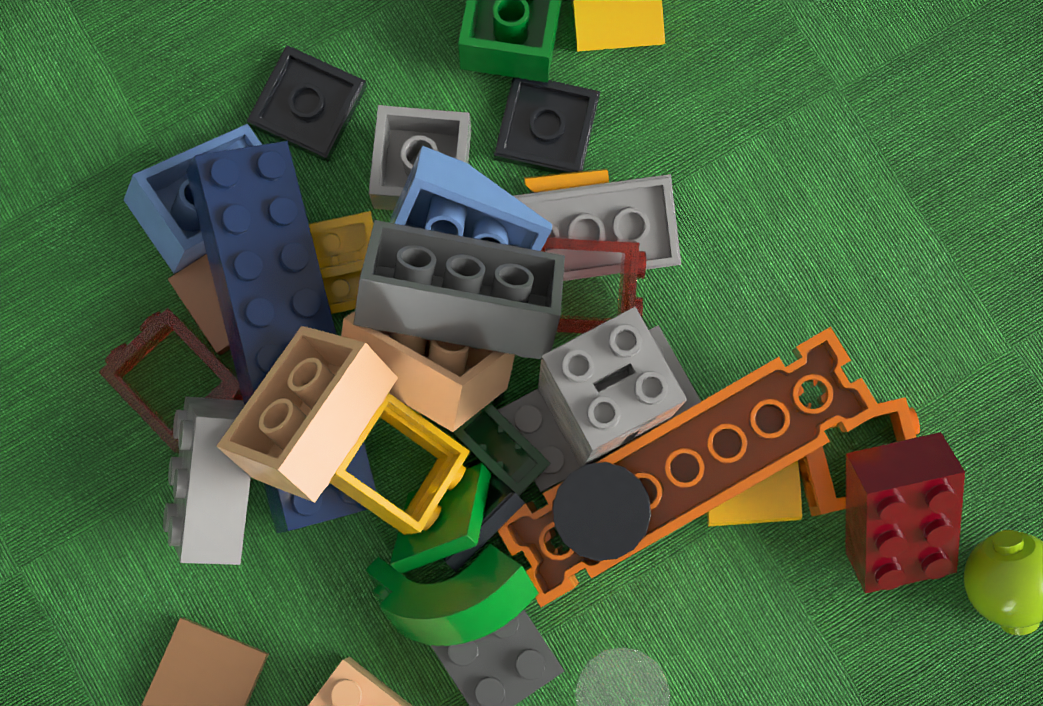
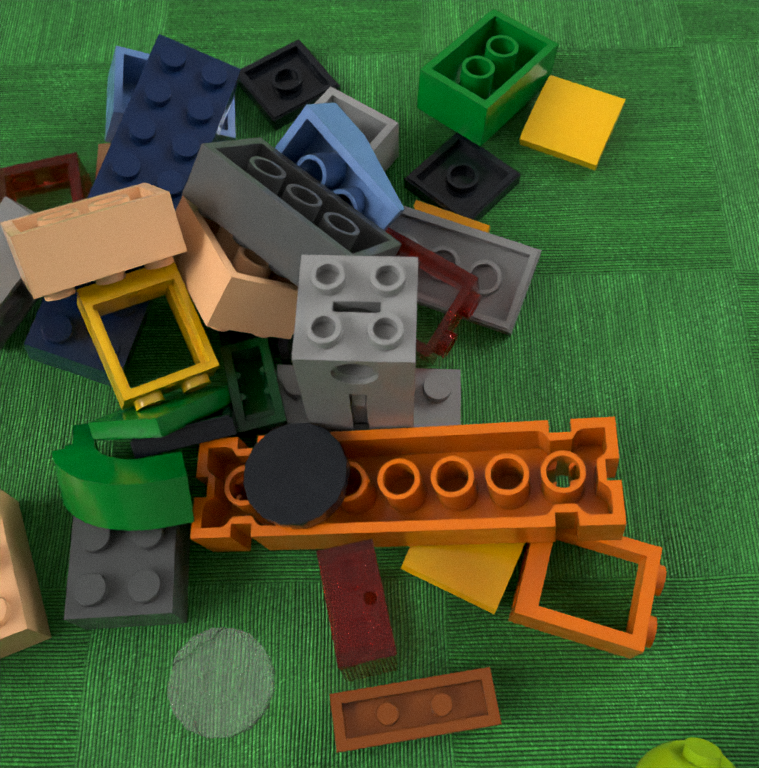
camera: 35 degrees right, 15 degrees down
(696, 576) = (357, 610): none -> clear red window
(782, 628) = (414, 709): none -> dark orange plate
(903, 512) = (601, 653): dark red brick -> none

